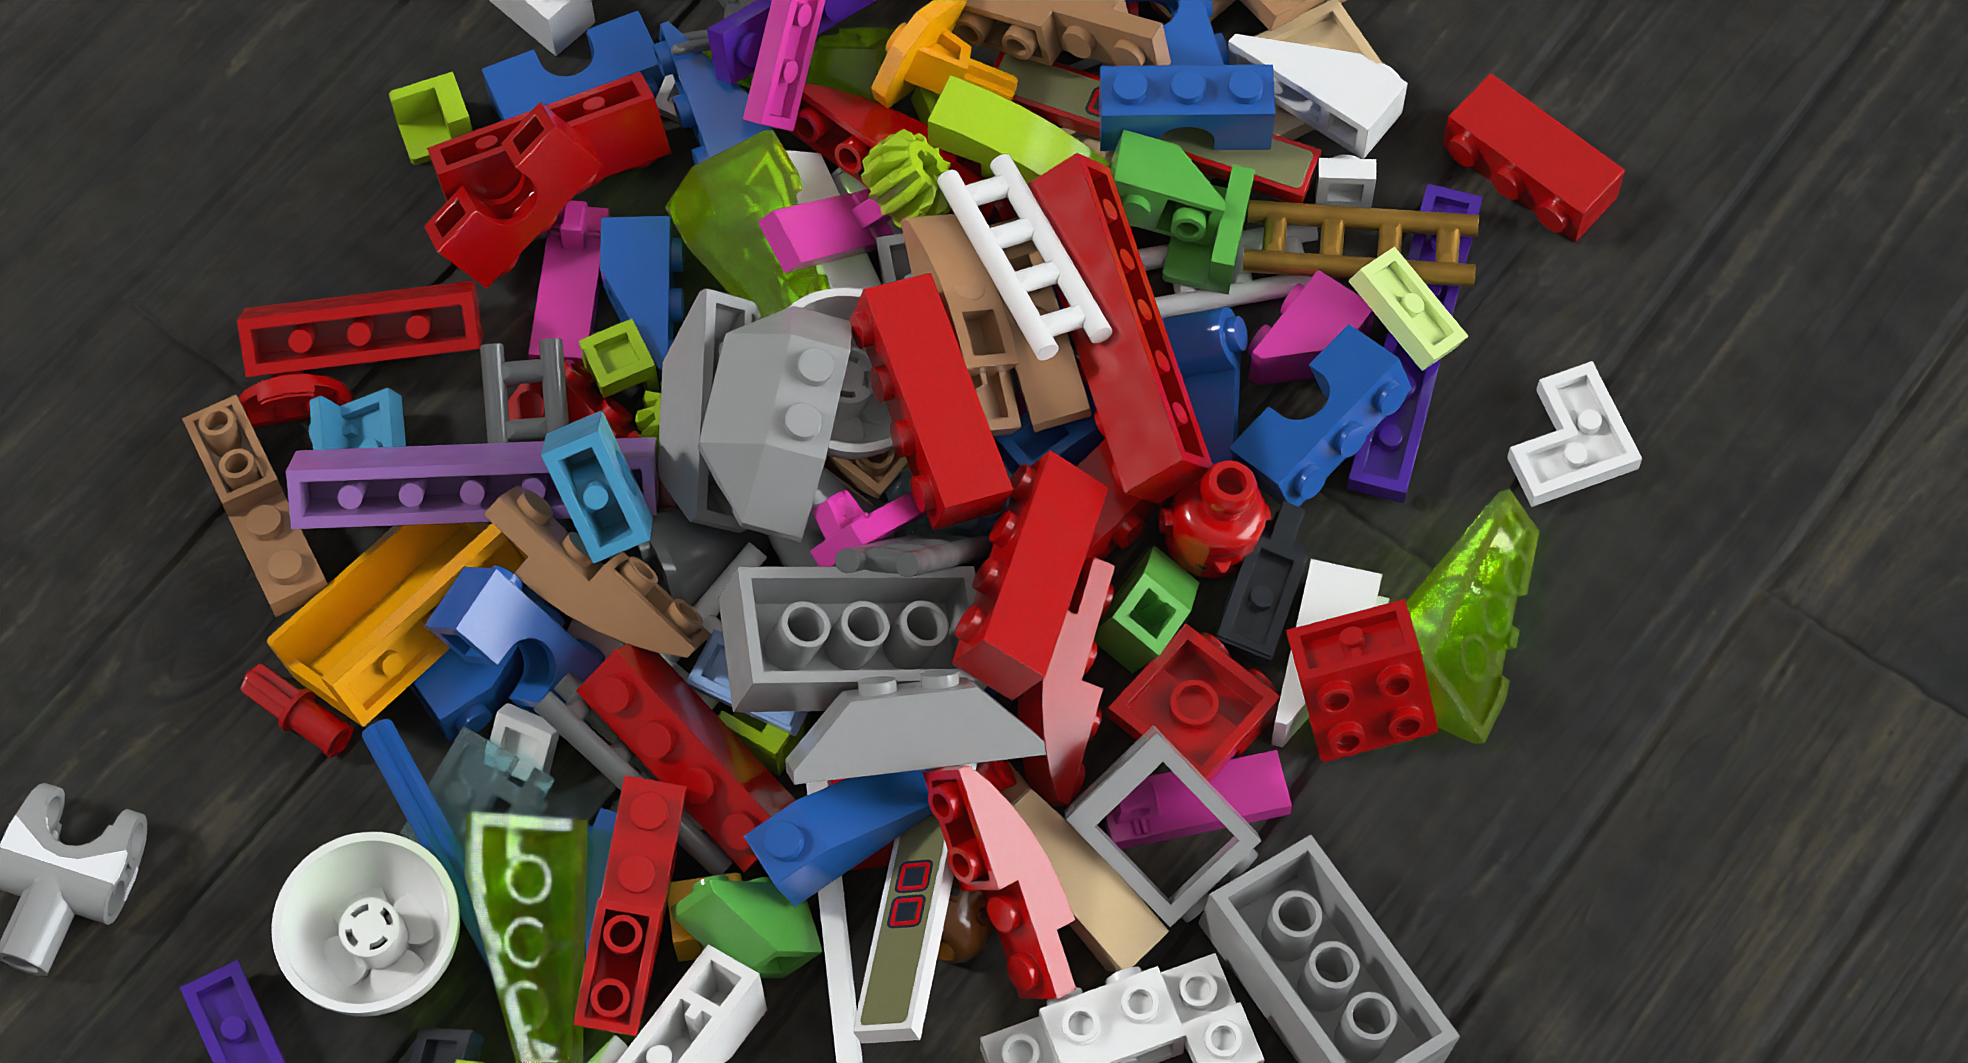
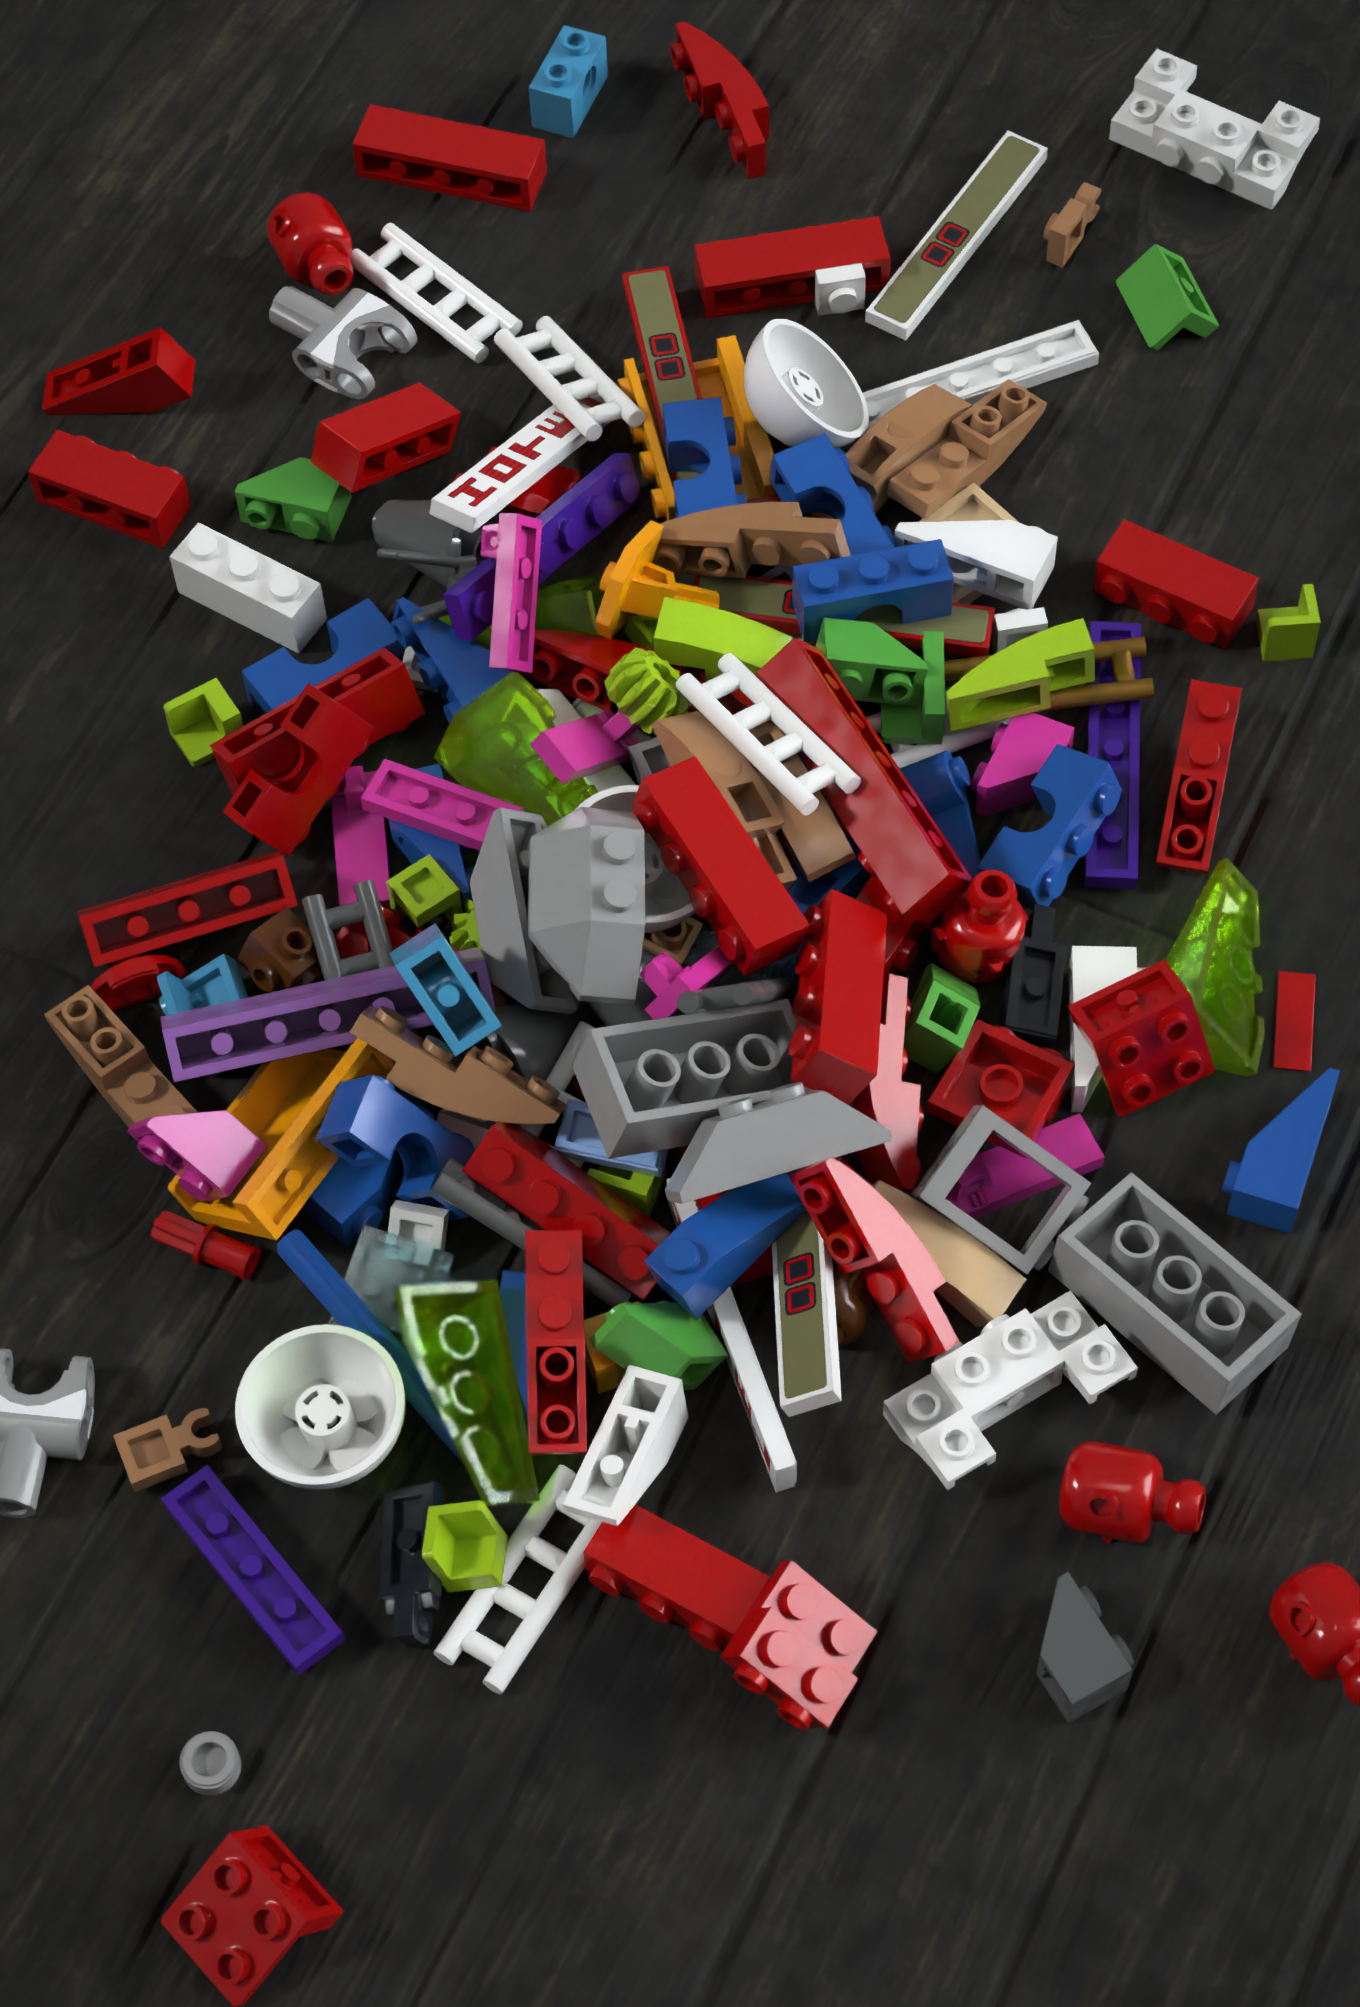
camera: 10 degrees left, 5 degrees down
(190, 929) = (157, 1450): none -> medium nougat plate
(310, 607) = (202, 1148): none -> slope
(449, 401) = (281, 954): none -> reddish brown brick
(649, 261) = (431, 804): none -> dark pink hinge
(1328, 238) = (1023, 676): none -> lime slope
(1408, 308) = (1103, 723): yellowish green plate -> none
(1484, 848) = (1279, 1159): none -> blue slope
(1502, 389) = (1198, 777): none -> red slope
(1544, 688) = (1294, 1021): none -> red sticker
(1587, 443) = (1280, 810): white plate -> none
(1648, 234) = (1289, 631): none -> lime panel

